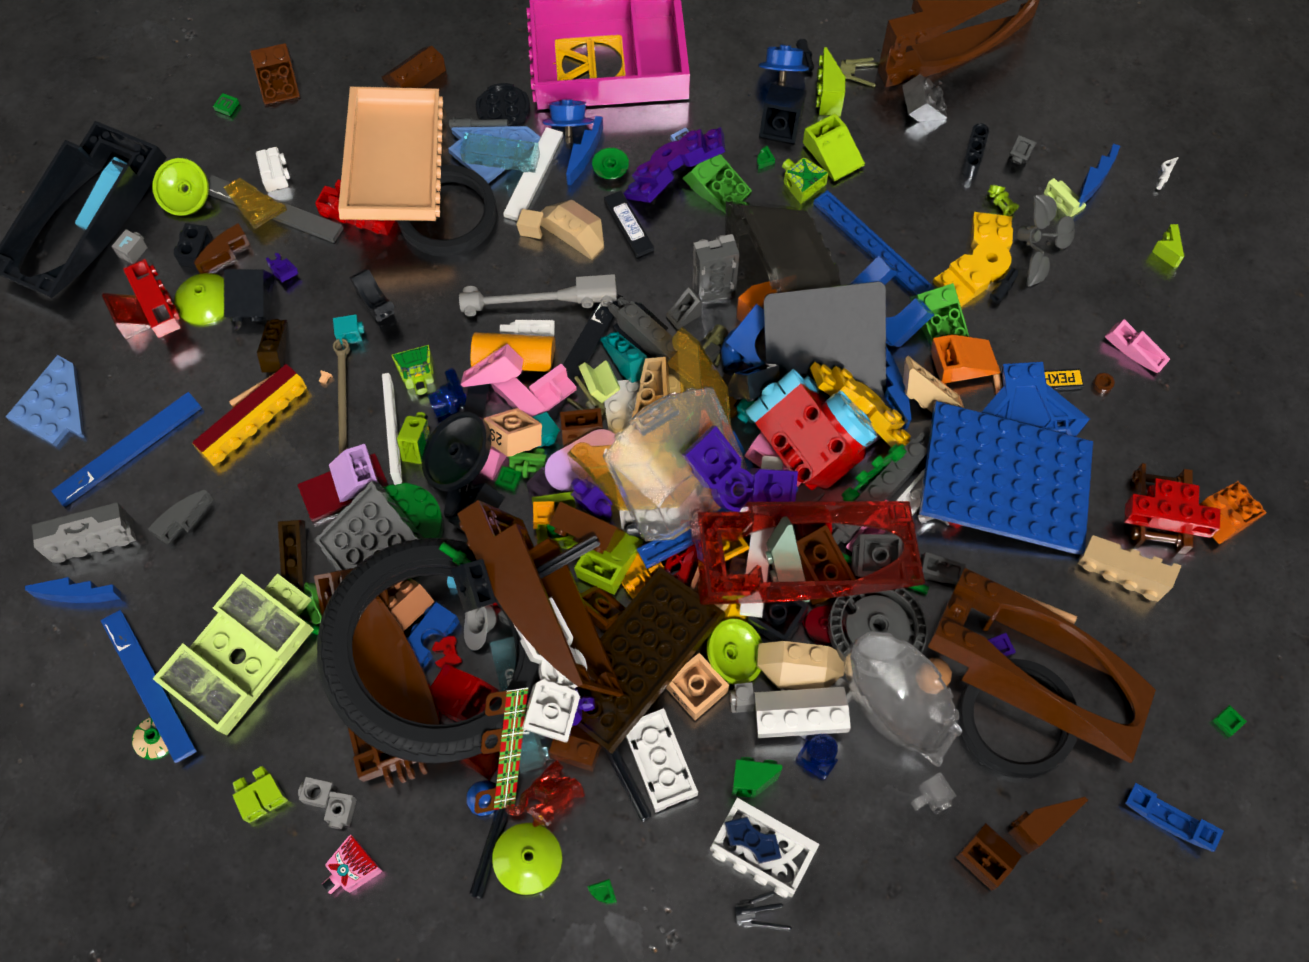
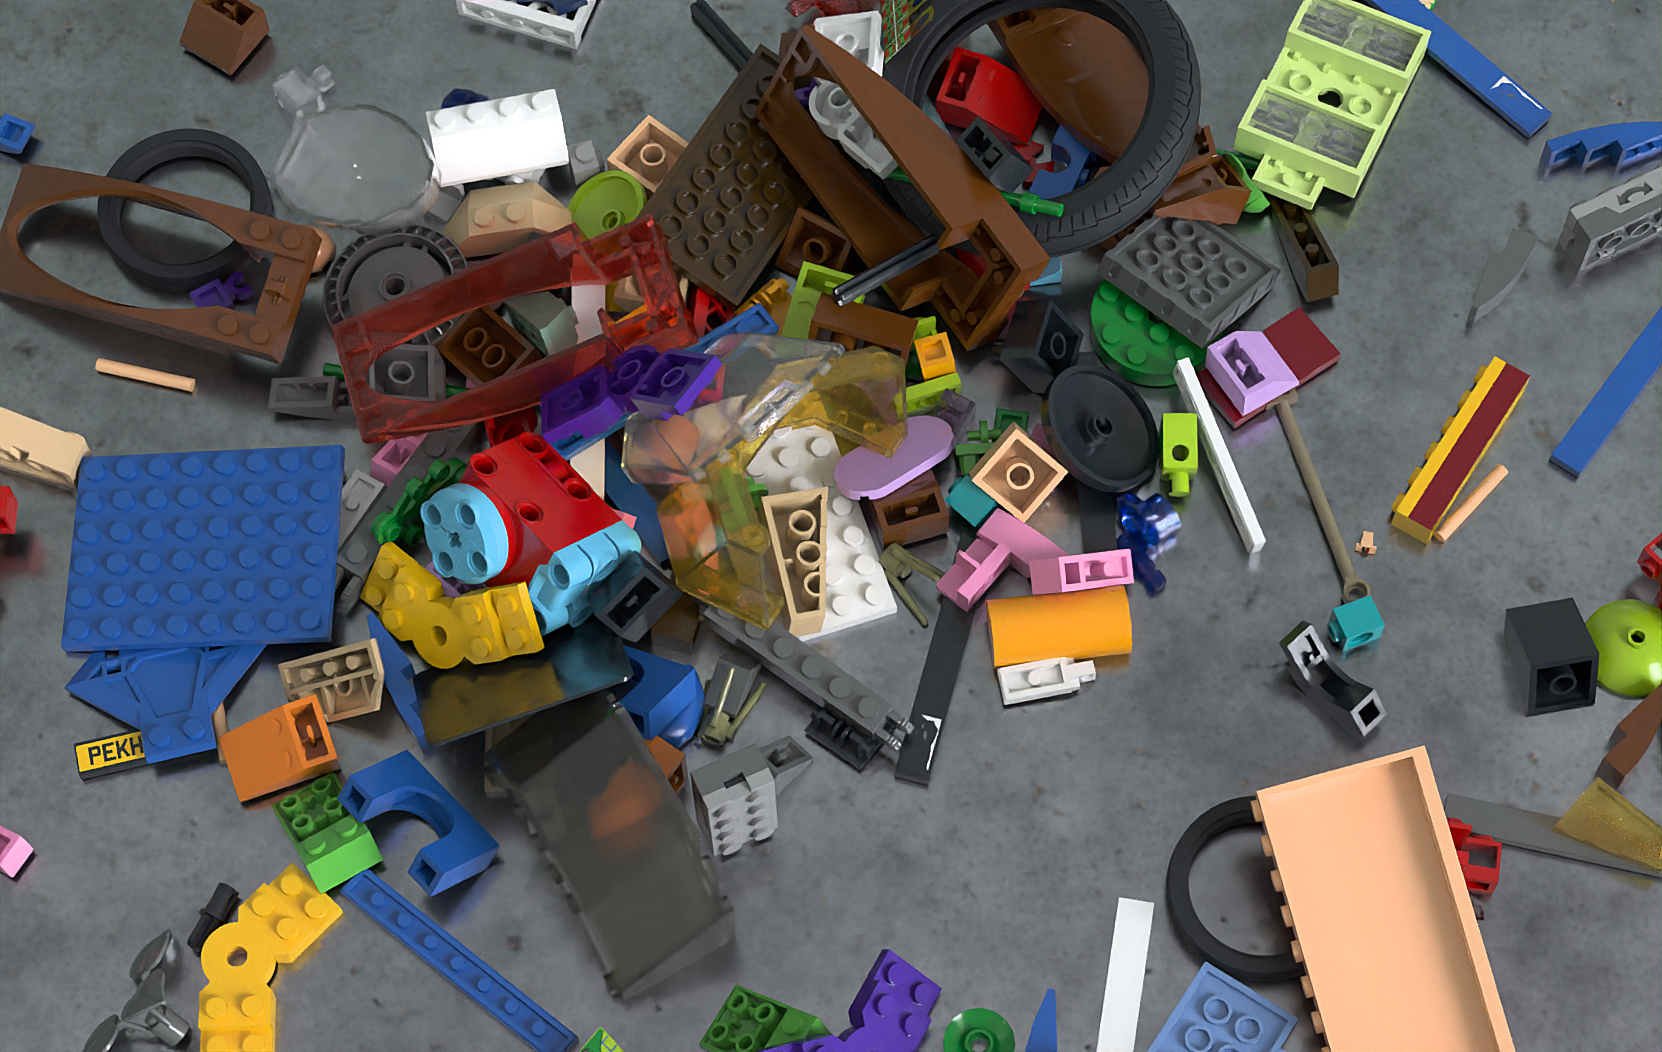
camera: 170 degrees right, 0 degrees up
(272, 169) = (1615, 916): white brick -> none
(273, 346) = (1473, 576): dark brown slope -> none
(282, 268) = (1513, 718): dark purple plate -> none
(415, 368) = (1217, 574): torso -> none
(500, 152) = (1191, 1008): clear light blue brick -> none
(529, 223) = (1096, 881): tan panel -> none
(575, 227) = (1020, 899): tan wedge -> none
(586, 292) = (960, 754): light grey bar -> none
(600, 381) = (900, 599): yellowish green panel -> none
(625, 356) = (868, 657): teal slope -> none
(629, 224) = (917, 928): tile -> none
(661, 761) = (684, 62): white piece -> none
(753, 777) = (553, 59): green slope -> none
(1035, 828) = (146, 74): reddish brown slope -> none
(1103, 383) = (38, 762): reddish brown tile -> none

